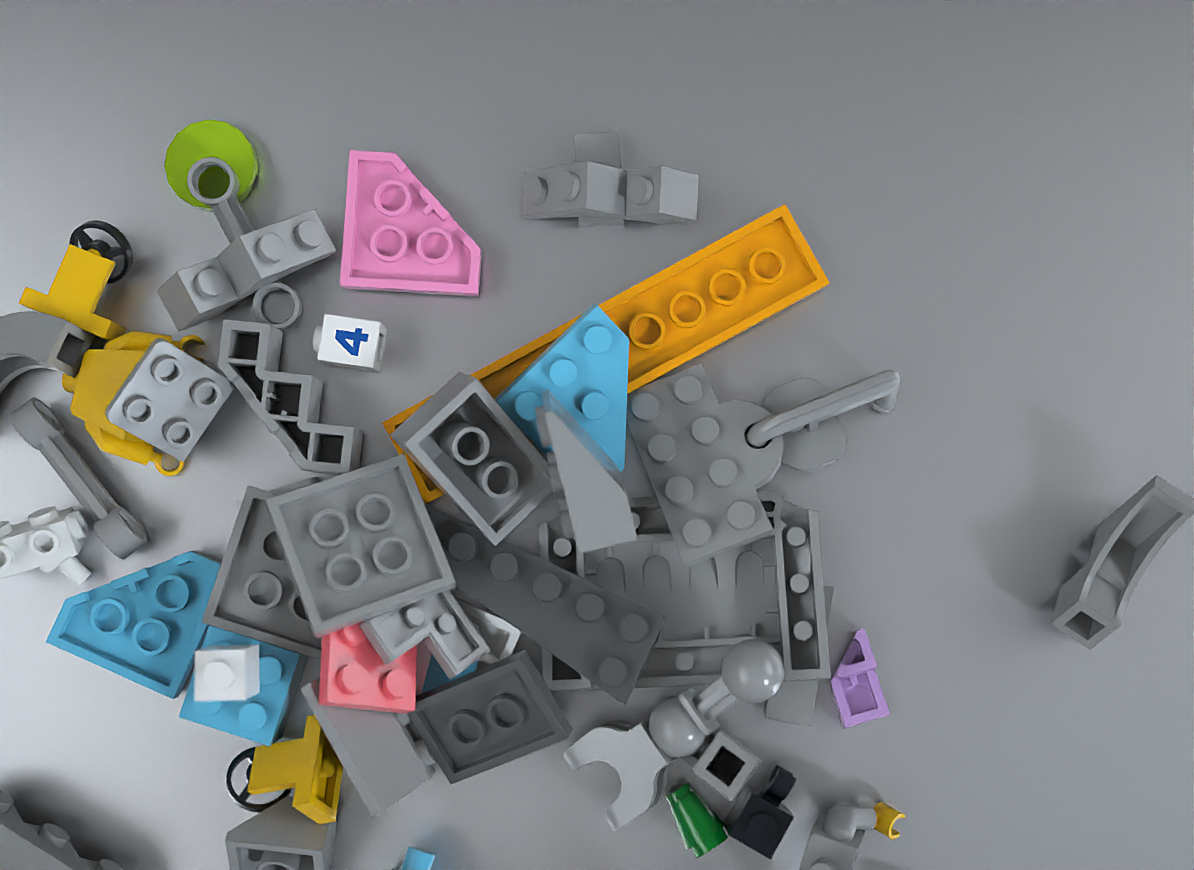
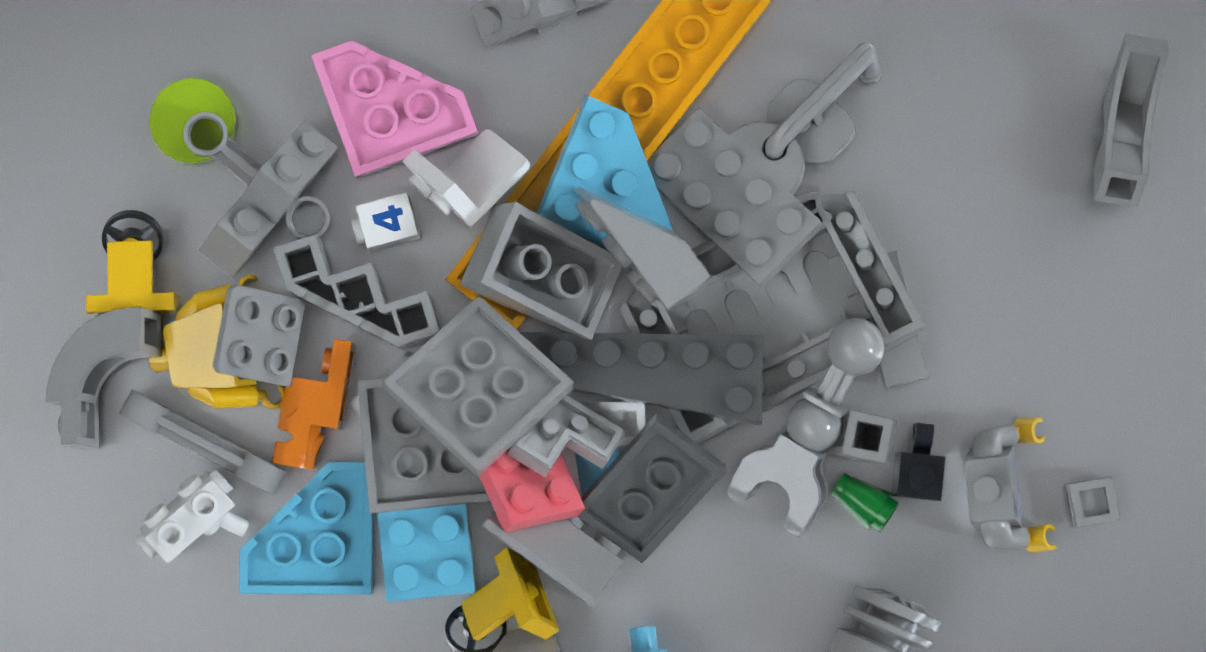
camera: 20 degrees left, 0 degrees up
(202, 491) = (314, 405): none -> orange plate
(227, 672) = (415, 539): white brick -> none
(449, 338) = (472, 179): none -> white bracket
(857, 685) = (954, 327): lavender slope -> none

